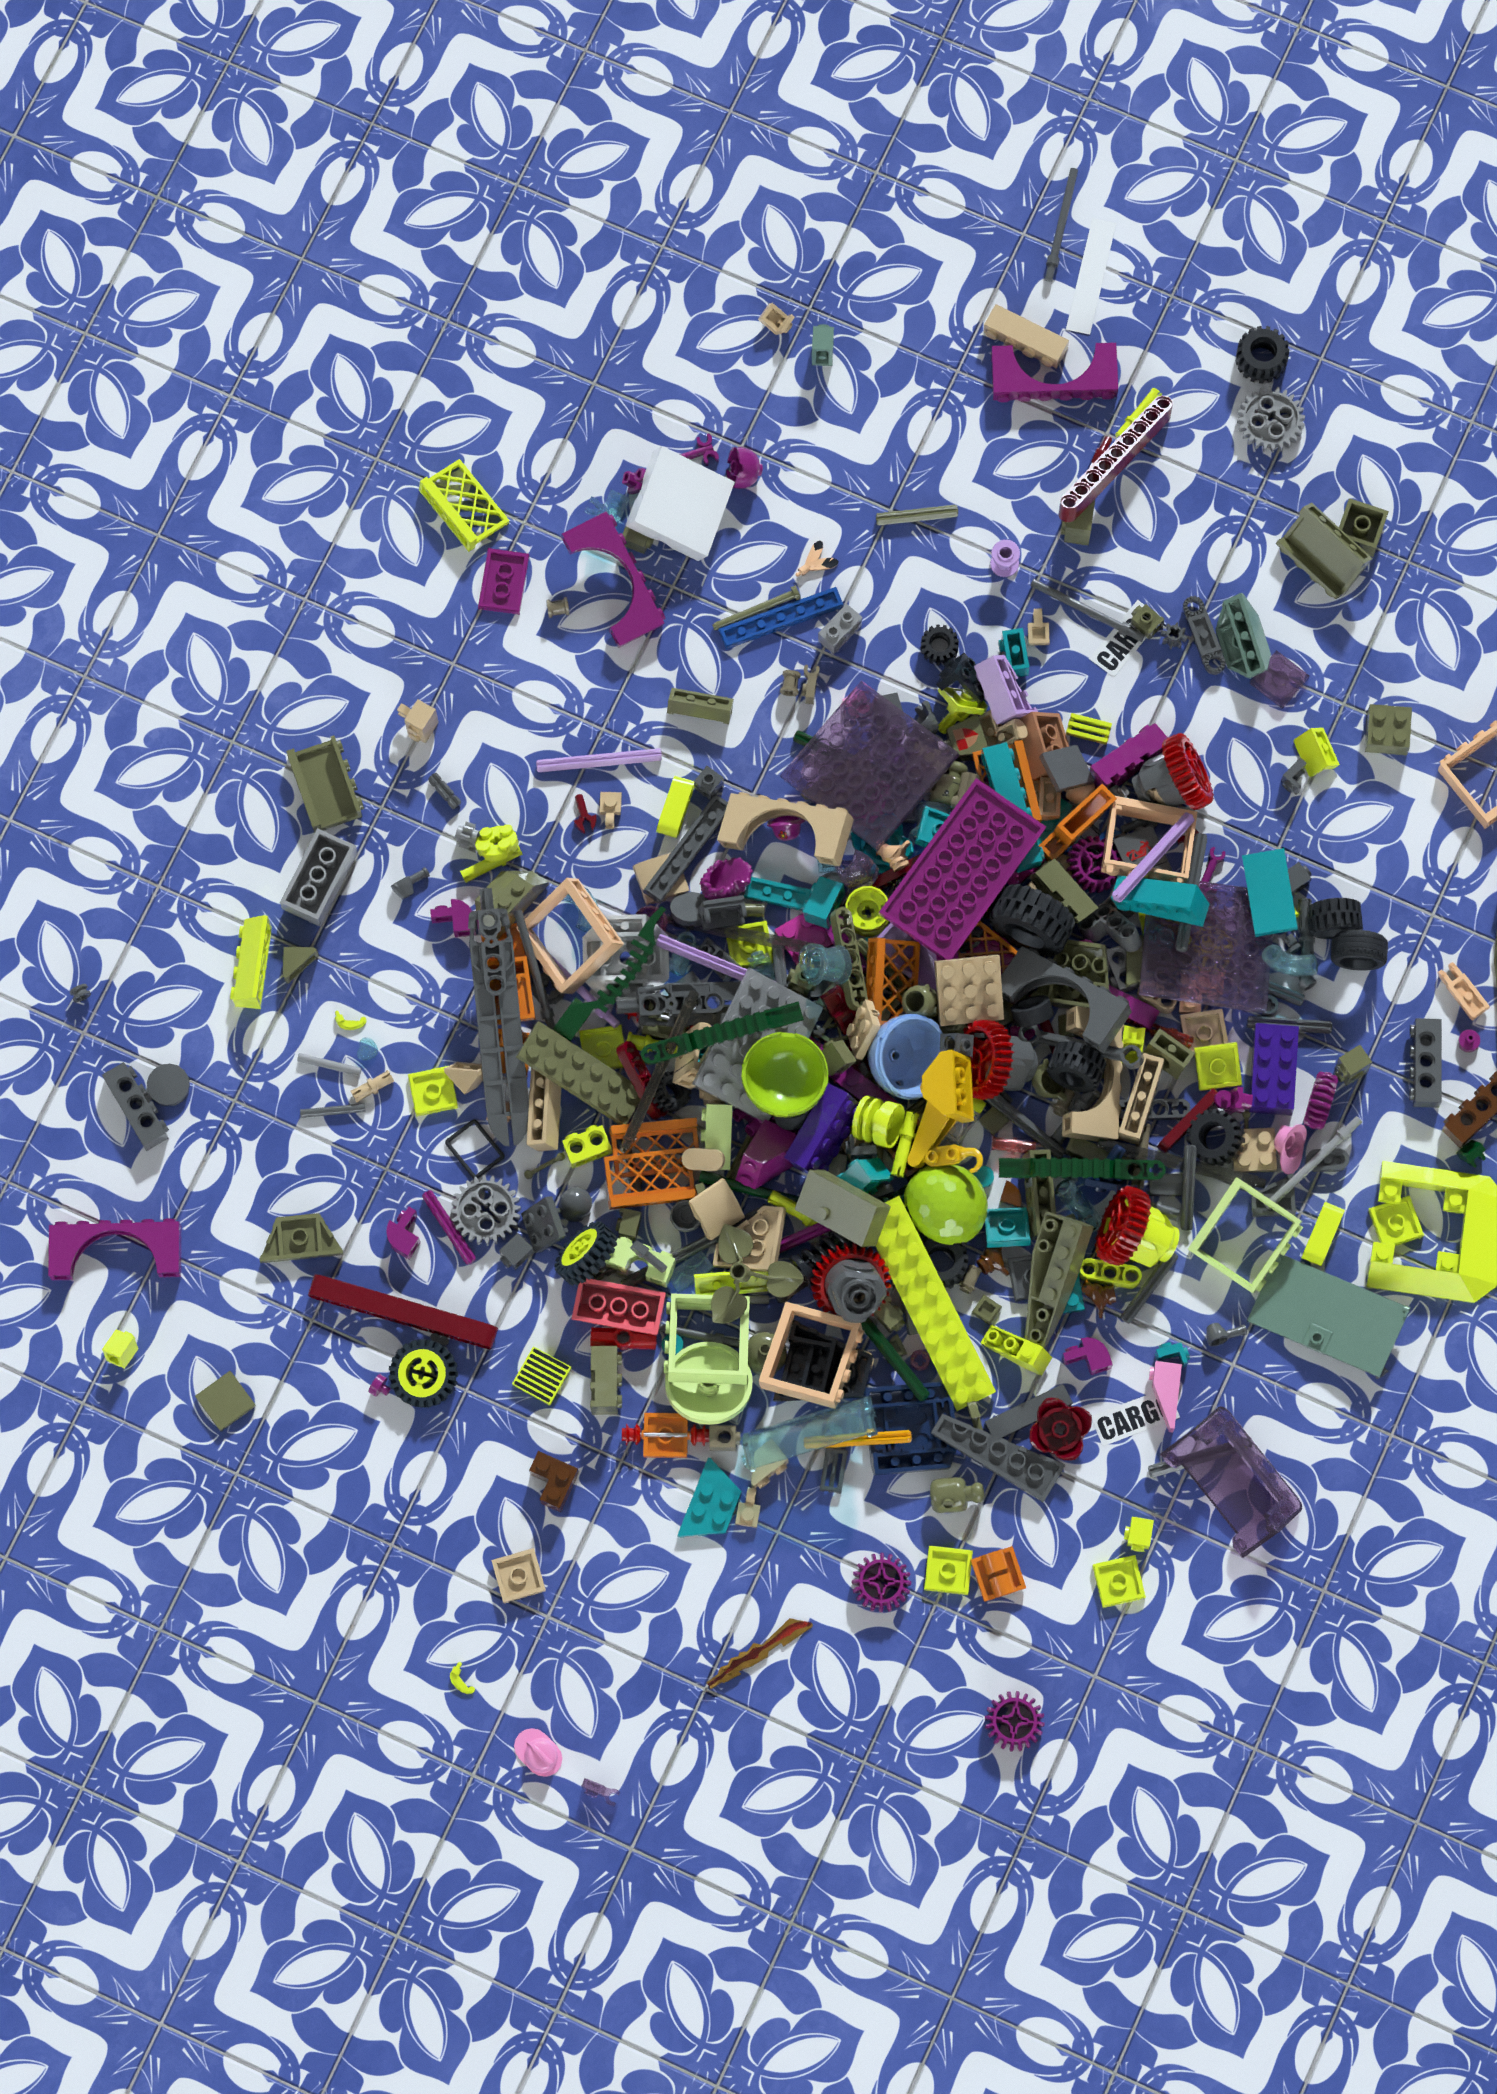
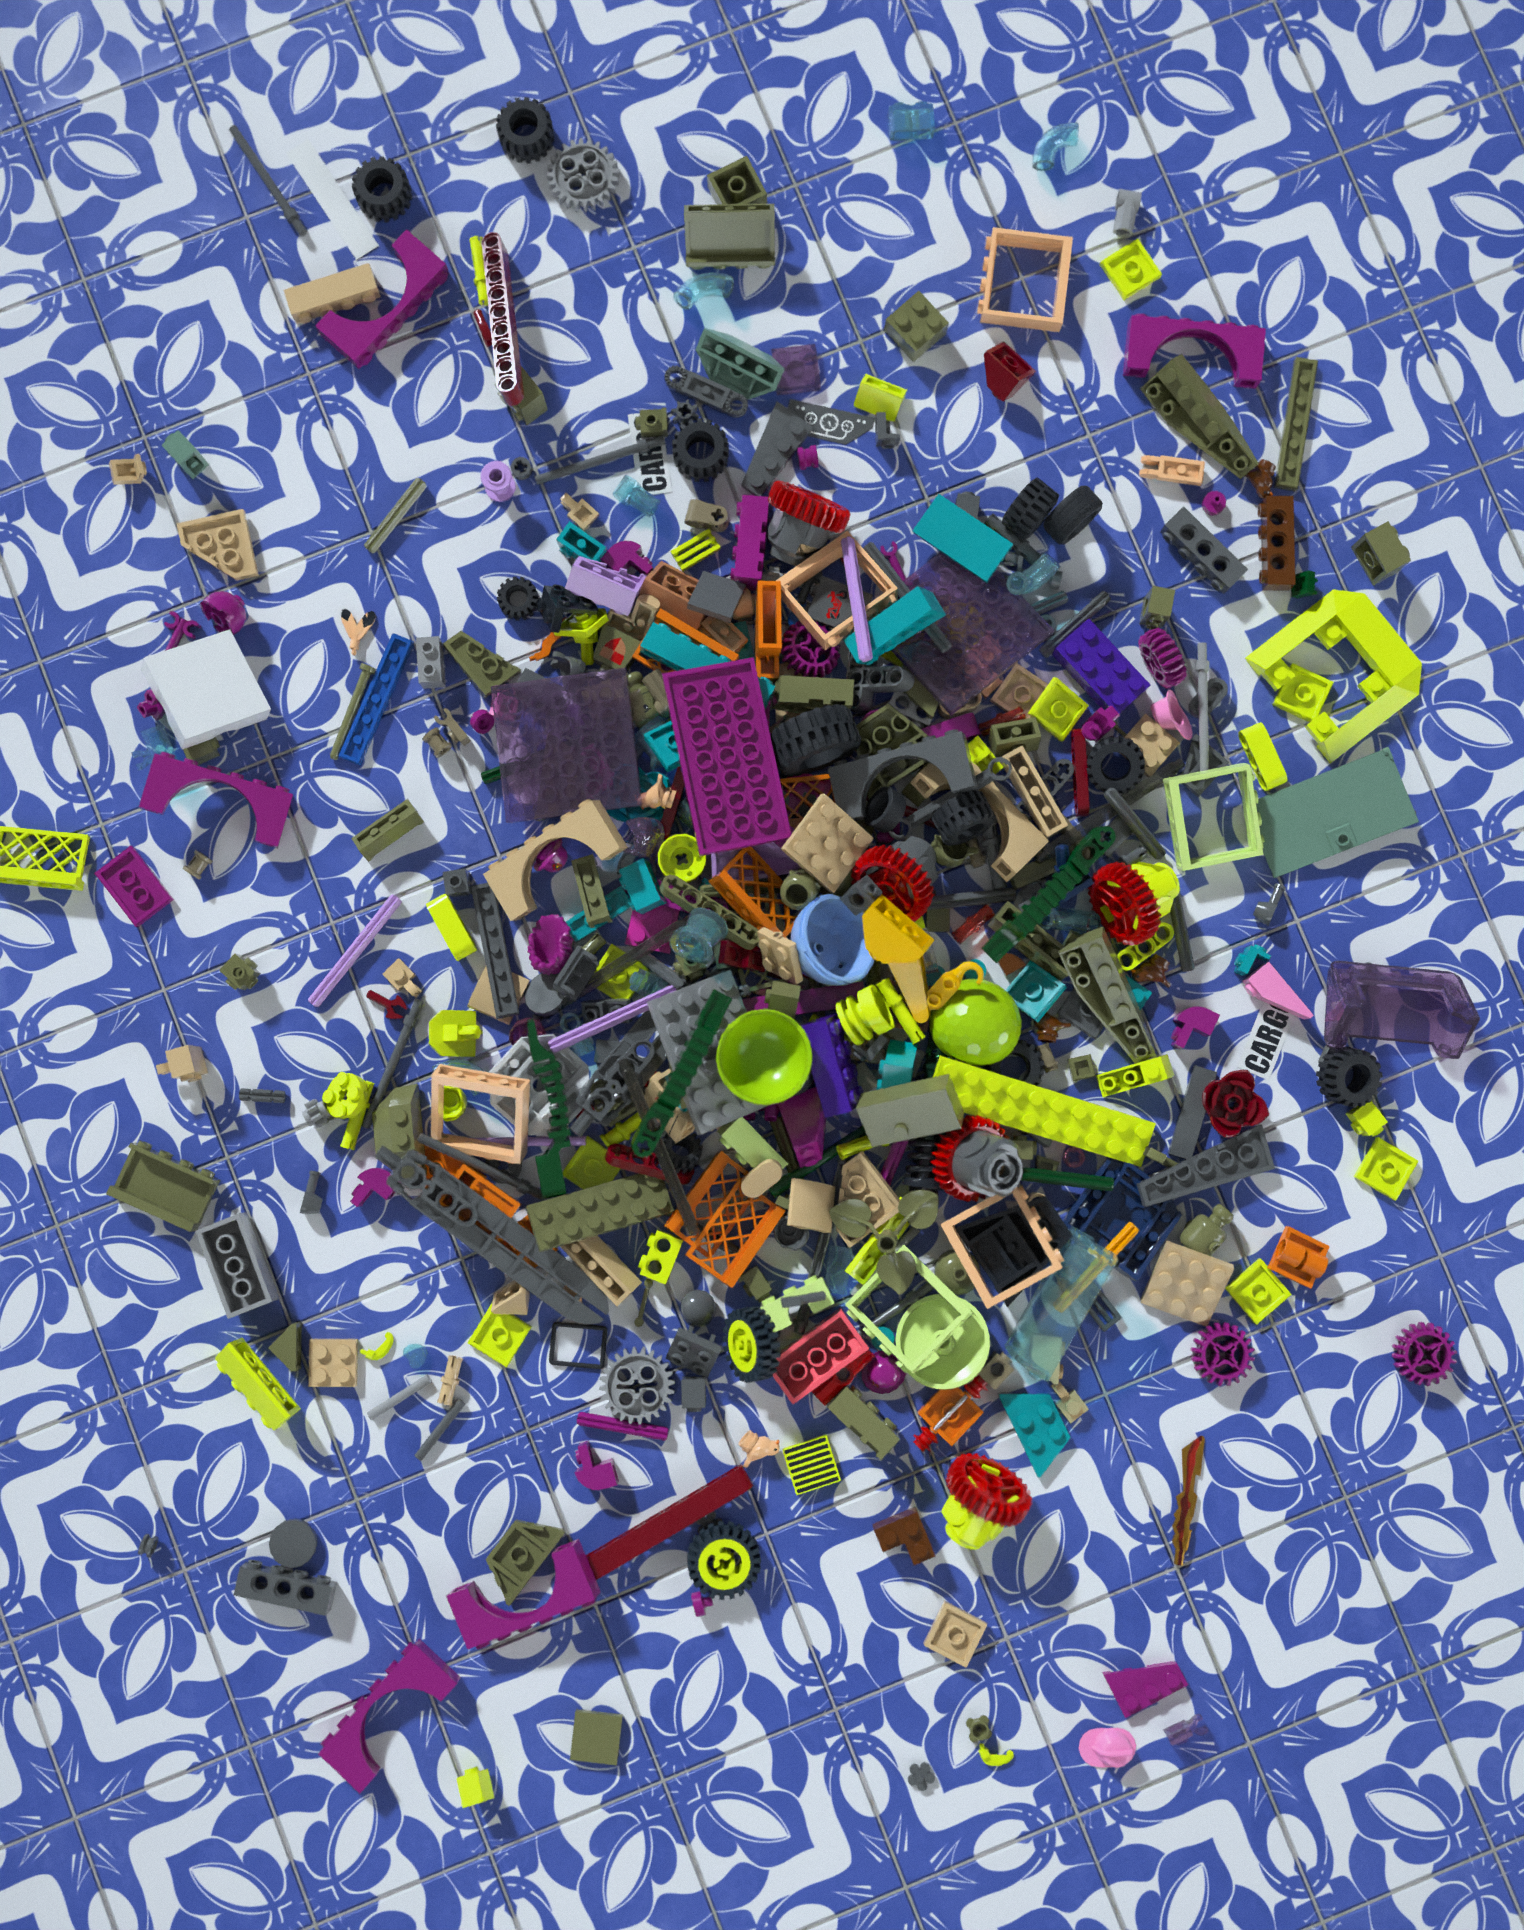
camera: 50 degrees left, 10 degrees up
(311, 1000) = (333, 1362): none -> tan plate
(313, 1285) = (483, 1621): none -> magenta arch
(400, 1642) = (920, 1776): none -> dark grey plant
(476, 1650) = (984, 1733): none -> olive plate
(513, 700) = (240, 972): none -> olive brick
(519, 1327) = (757, 1447): none -> light nougat animal
(560, 916) = (454, 1103): none -> neon yellow hair
(585, 840) = (409, 1022): none -> dark grey bar
(603, 1738) = (1144, 1686): none -> magenta wing
(605, 874) = (454, 1033): none -> neon yellow piece
(626, 1503) = (982, 1500): none -> red piece
(648, 1367) = (882, 1373): none -> magenta hat
(787, 423) = (222, 542): none -> tan plate
(788, 872) = (591, 890): none -> olive container
(833, 698) = (482, 721): none -> magenta tile
(871, 660) = (479, 663): none -> olive wing
(906, 1511) = (1187, 1283): none -> tan plate
(927, 692) = (546, 646): none -> orange hair
(1028, 558) = (514, 465): none -> dark grey bush
(1038, 687) = (627, 554): none -> magenta brick
(1085, 651) = (631, 493): none -> clear light blue piece
(1116, 711) = (704, 515): none -> dark tan piece
(1128, 287) = (377, 173): none -> black tyre
(1162, 652) = (695, 433): none -> black tyre
(1168, 1504) = (1364, 1080): none -> black tyre
(1212, 716) = (776, 447): none -> dark grey wing
(1225, 742) = (807, 457): none -> magenta wheel
(1265, 734) = (831, 423): none -> dark grey sticker
(1273, 566) = (703, 286): none -> clear light blue cylinder
(1418, 816) = (1005, 371): none -> dark red slope

